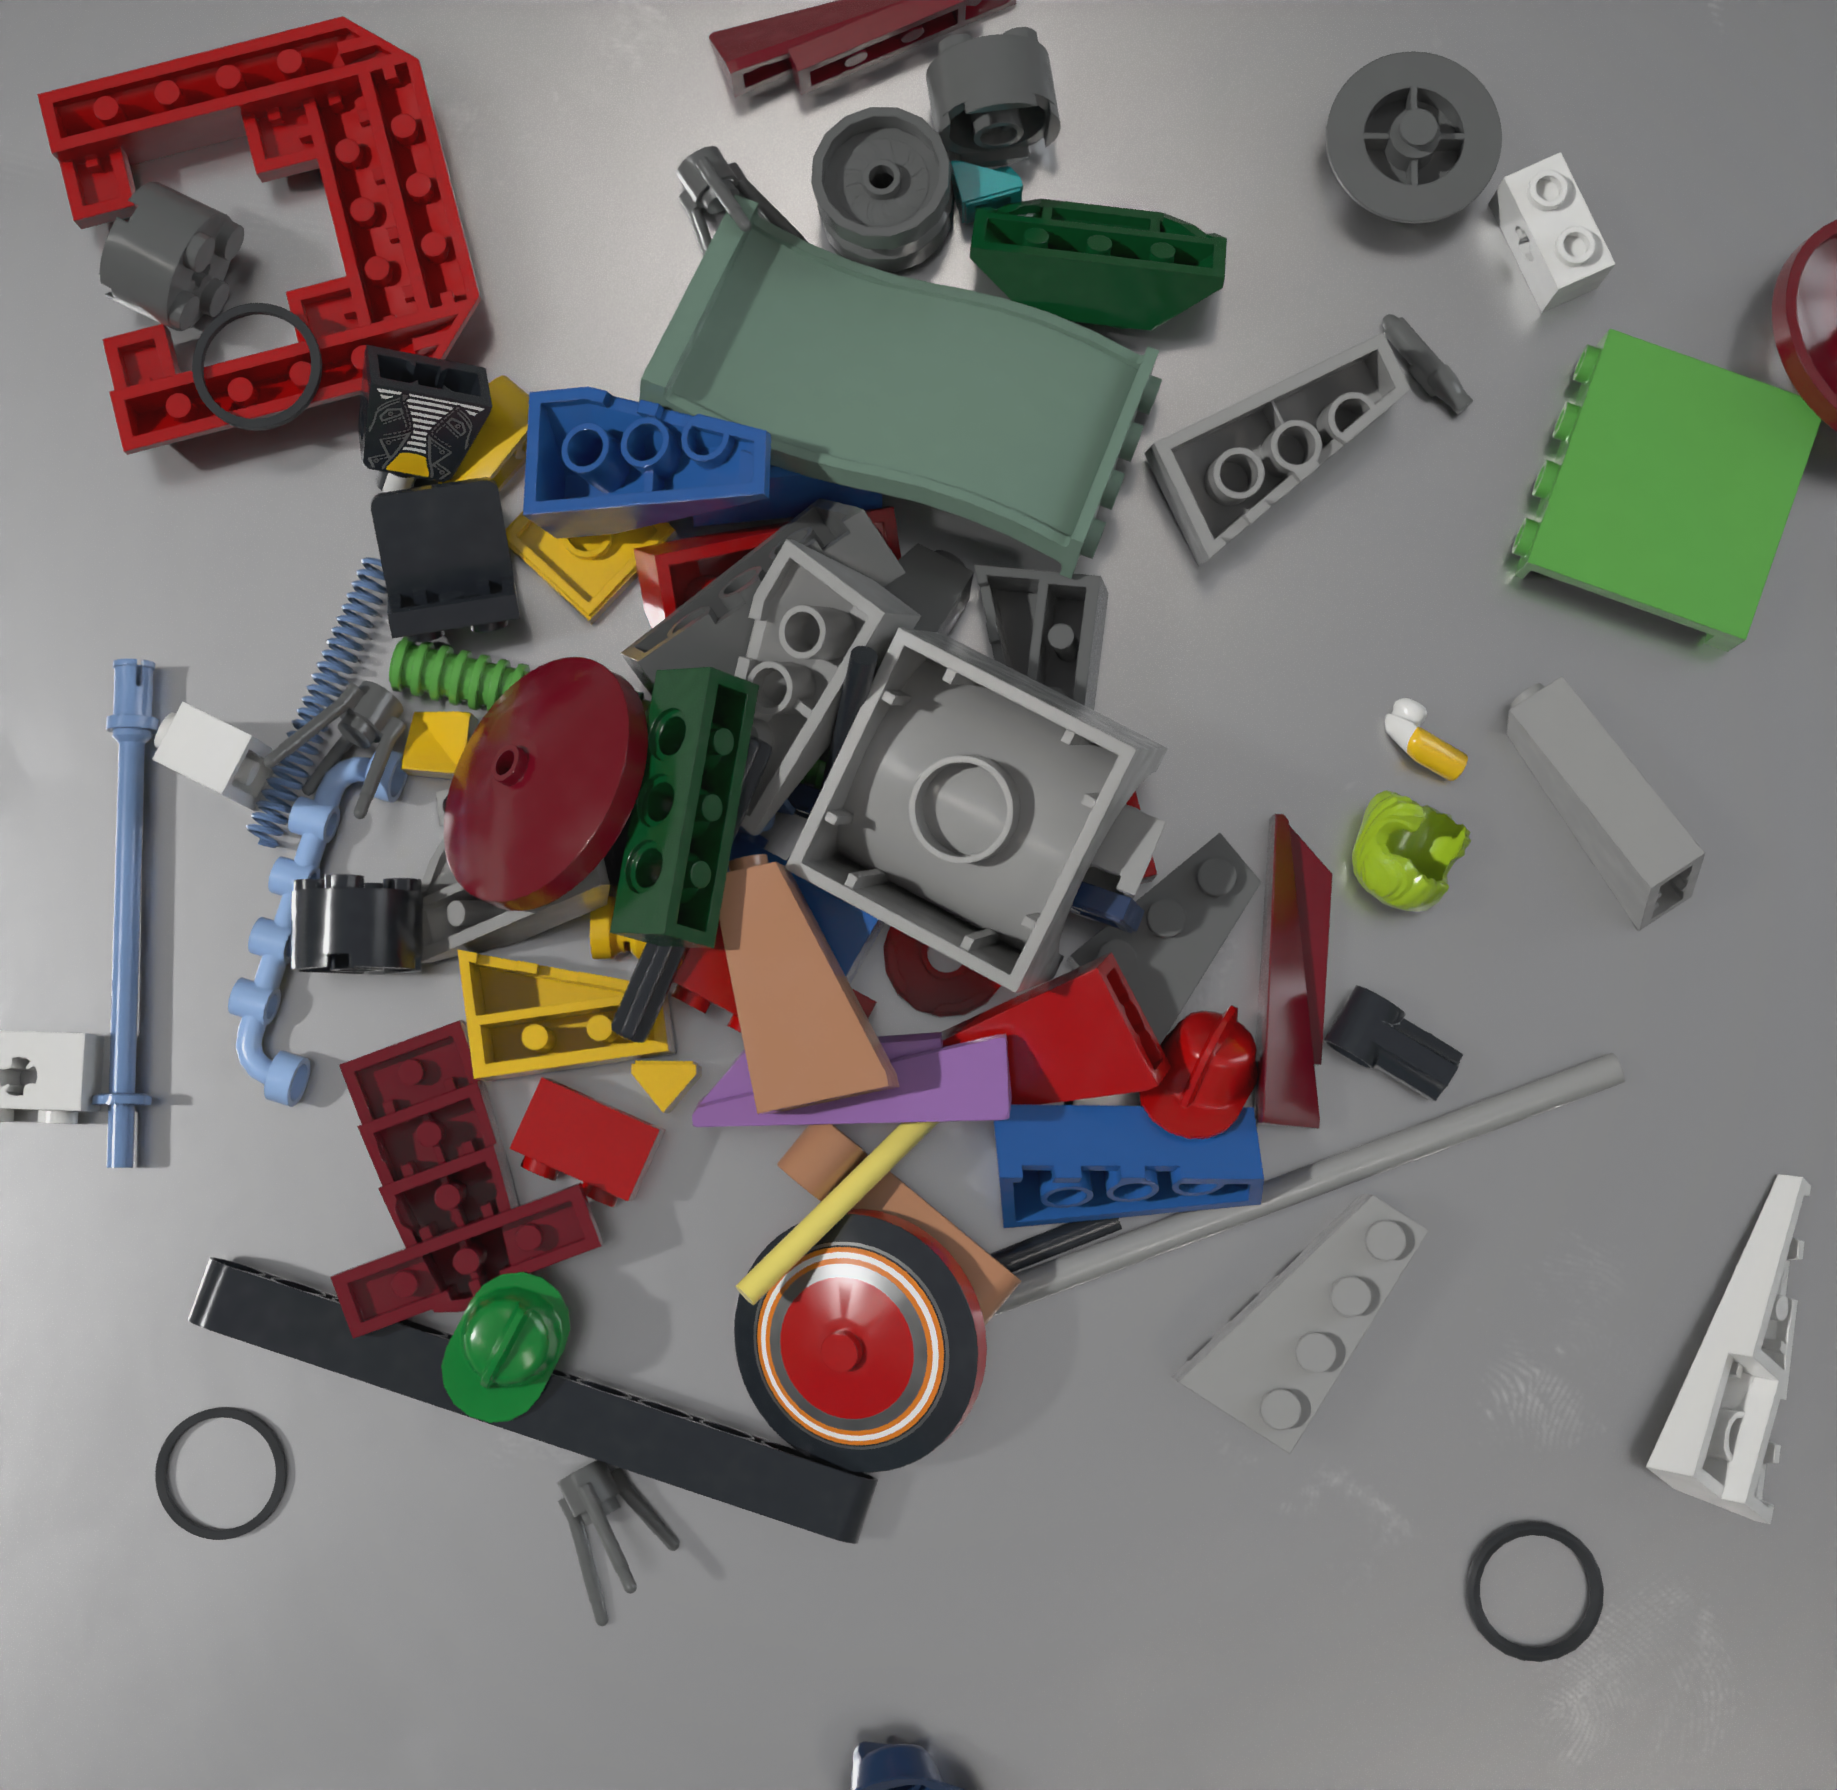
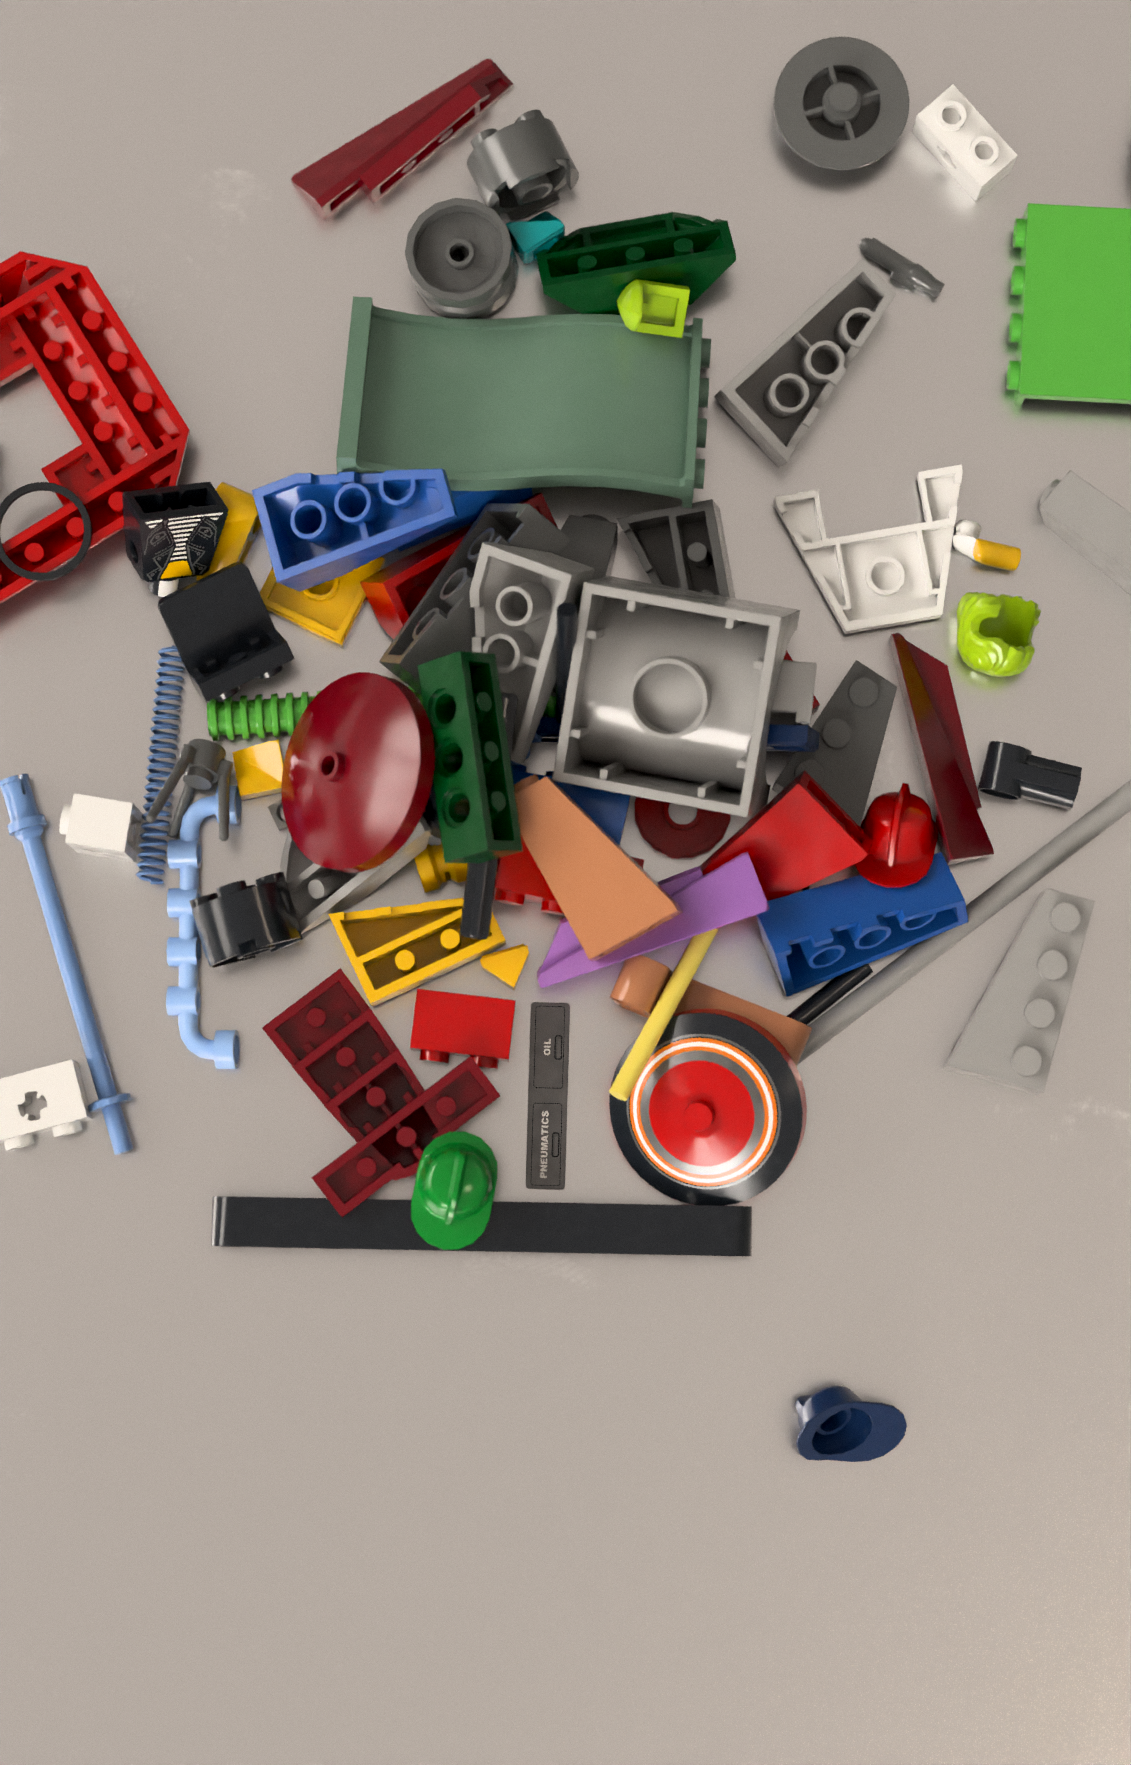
camera: 20 degrees left, 0 degrees up
(162, 1466) = (223, 1349): black piece -> none
(590, 1498) = (547, 1282): dark grey plant -> none
(668, 1258) = (547, 1095): none -> flat silver sticker
(712, 186) = (333, 292): dark grey plant -> none
(1102, 317) = (654, 307): none -> lime plate
(1290, 735) = (884, 573): none -> white wing

